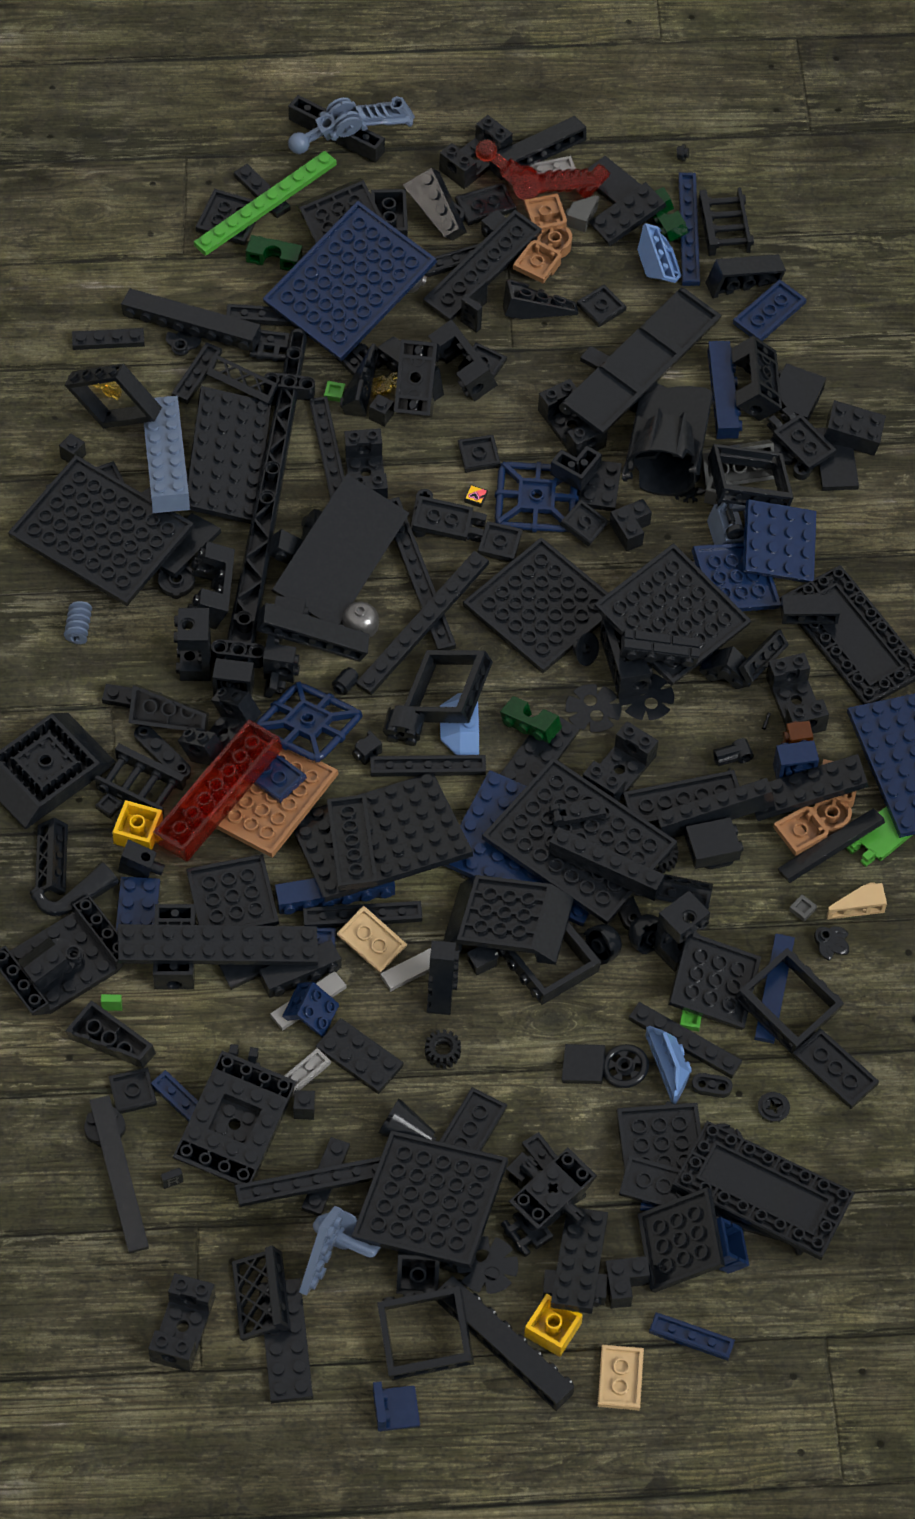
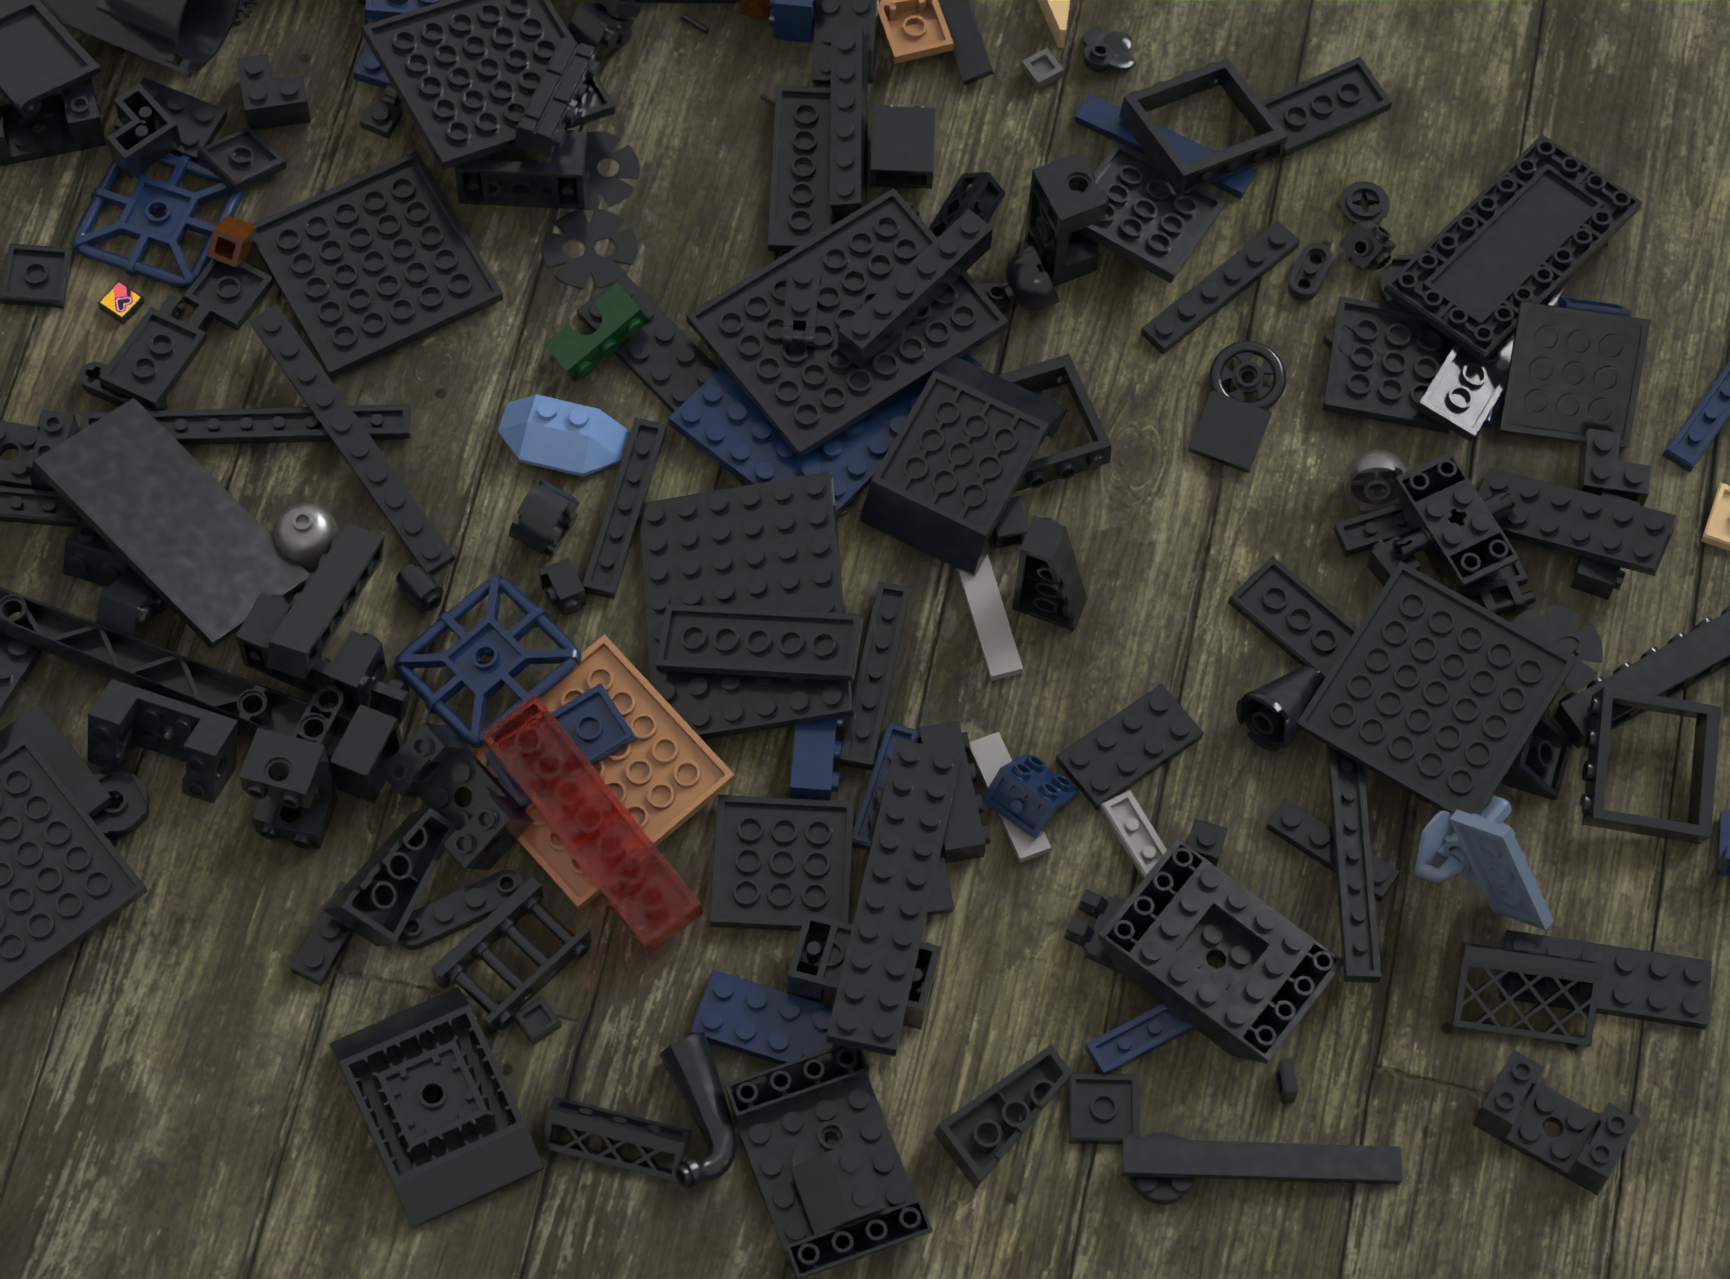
camera: 75 degrees left, 5 degrees up
(78, 622) = (148, 985): sand blue piece -> none
(111, 1002) = (933, 1101): bright green tile -> none
(137, 824) = (607, 977): yellow brick -> none
(139, 861) = (675, 992): black torso -> none
(371, 939) = (928, 671): tan tile -> none
(442, 1038) = (1152, 603): black tyre -> none
(470, 694) = (547, 459): black window -> none
(525, 530) = (231, 241): none -> reddish brown brick
(552, 1327) = (1672, 594): yellow brick -> none
(577, 1141) = (1372, 480): none -> flat silver cylinder
(586, 648) = (484, 224): black piece -> none
(604, 942) = (1033, 340): black cylinder -> none
(632, 753) = (698, 213): black plate -> none
(669, 1060) = (1261, 314): medium blue wedge -> none
(690, 1021) = (1192, 271): bright green tile -> none
(738, 751) = (743, 77): black piece -> none
(739, 1111) = (1368, 246): none -> black brick

